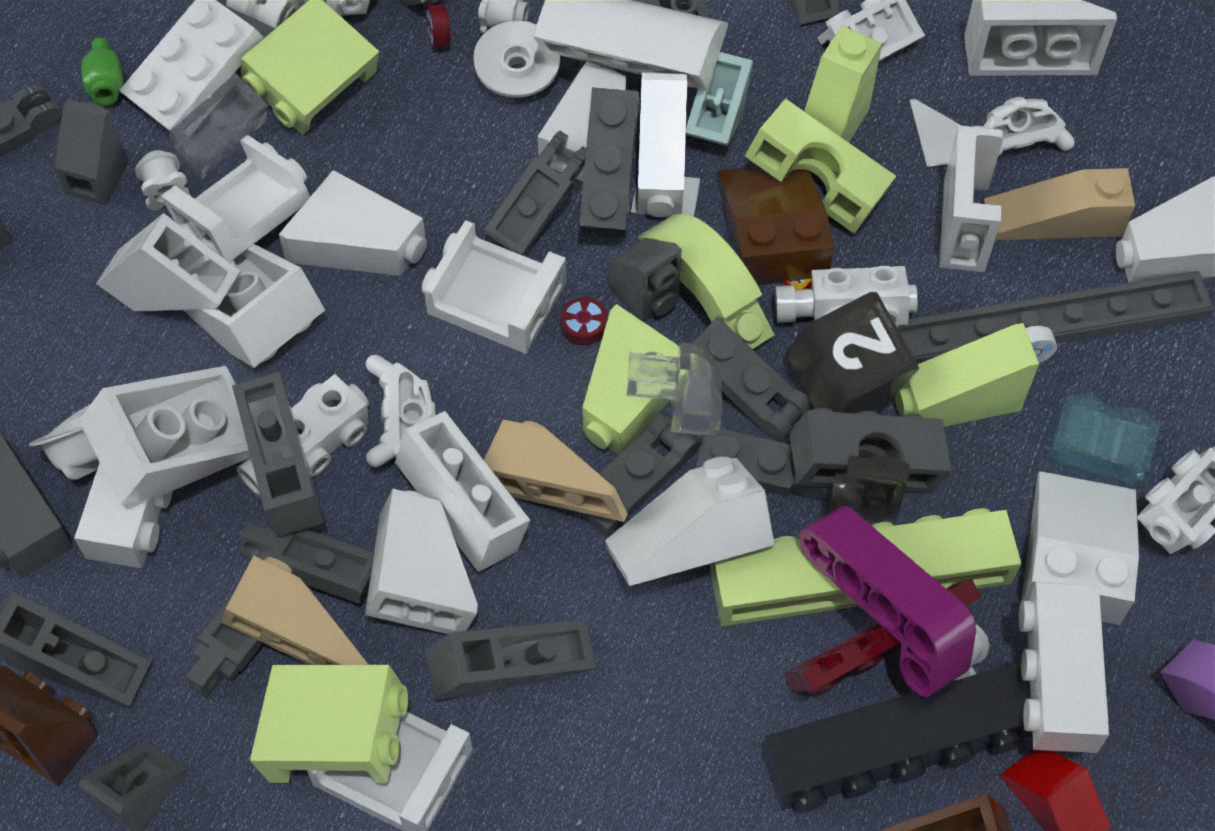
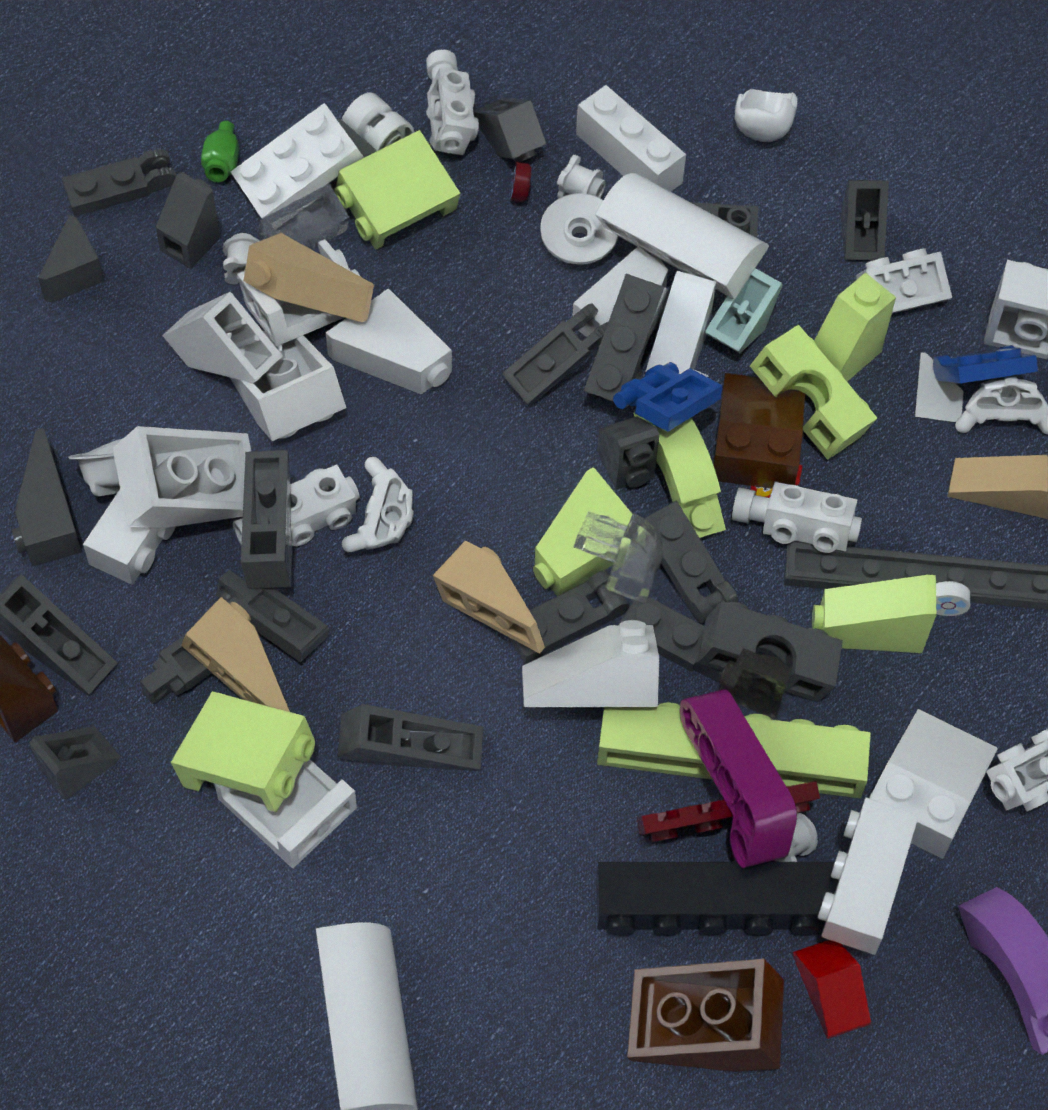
camera: 15 degrees right, 0 degrees up
(242, 180) = (306, 278): none -> tan slope
(418, 567) = (356, 645): white slope -> none
(476, 504) = (412, 591): white brick -> none
(493, 289) = (495, 426): white panel -> none
(583, 321) = (563, 473): dark red tile -> none
(675, 207) = (667, 396): none -> blue plate
(852, 357) = (781, 567): clear smoke slope -> none
(966, 226) = (924, 478): white panel -> none
(983, 96) = (979, 366): none -> blue plate
(1103, 440) = (982, 696): clear light blue brick -> none

